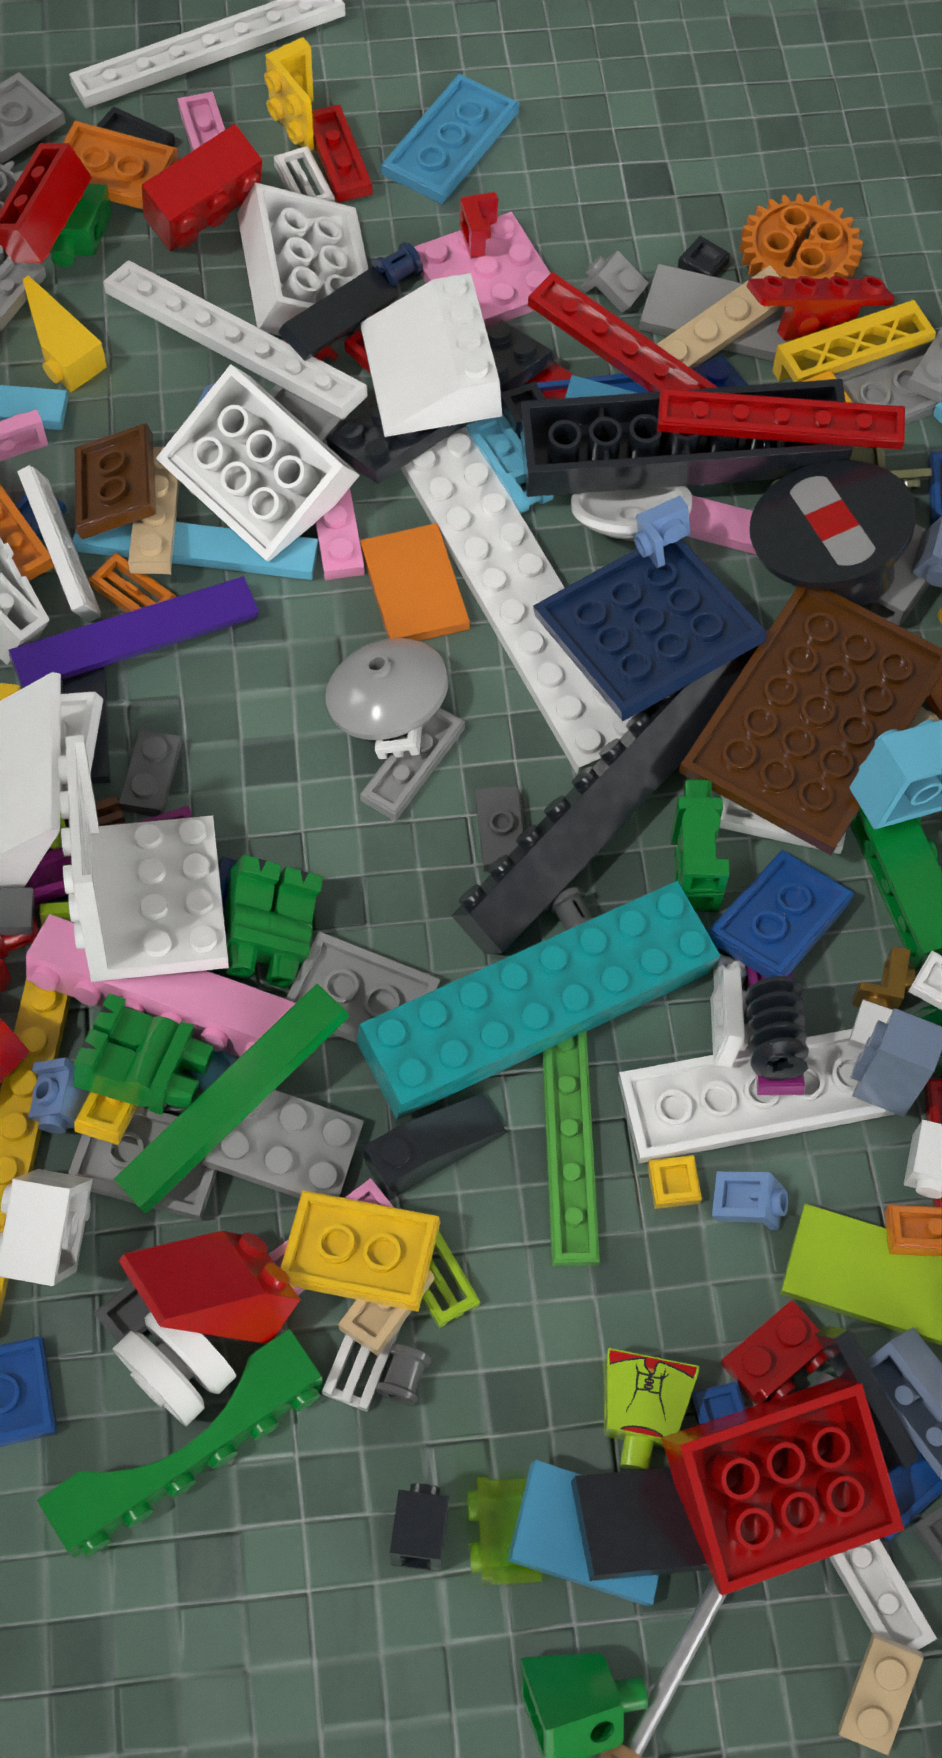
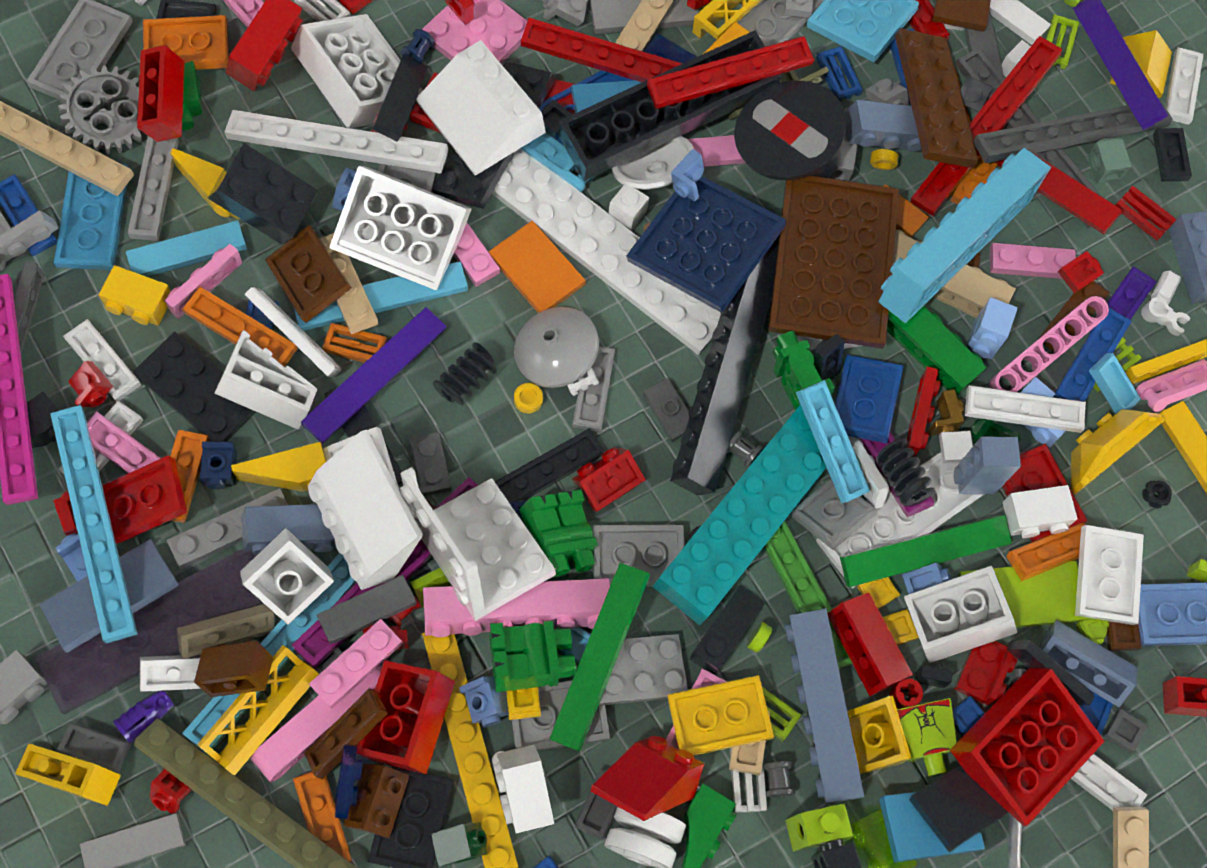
camera: 30 degrees left, 5 degrees up
(105, 363) = (263, 194): none -> black brick
(250, 678) = (465, 374): none -> black piece
(304, 837) = (550, 467): none -> black tile
(320, 740) = (528, 398): none -> yellow tile
(372, 881) = (608, 477): none -> red bracket
(429, 1459) = (819, 827): none -> lime torso
(472, 1171) = (759, 637): none -> lime tile
(514, 1304) = (826, 707): none -> sand blue brick
(566, 1375) = (878, 735): none -> yellow slope
(571, 550) = (629, 206): none -> white brick
(621, 1245) = (869, 644): none -> red brick
(638, 1323) = (914, 692): none -> red bush
(658, 1048) = (829, 518): none -> light grey tile
(678, 1245) = (901, 627): none -> yellow tile
(693, 946) = (833, 441): none -> medium azure tile
(693, 1329) = (933, 676): none -> black tile
(746, 840) = (828, 357): none -> black plate
(766, 1150) = (925, 550): none -> green tile
(769, 1258) = (960, 614): none -> white slope
(852, 966) = (922, 411): none -> red plate

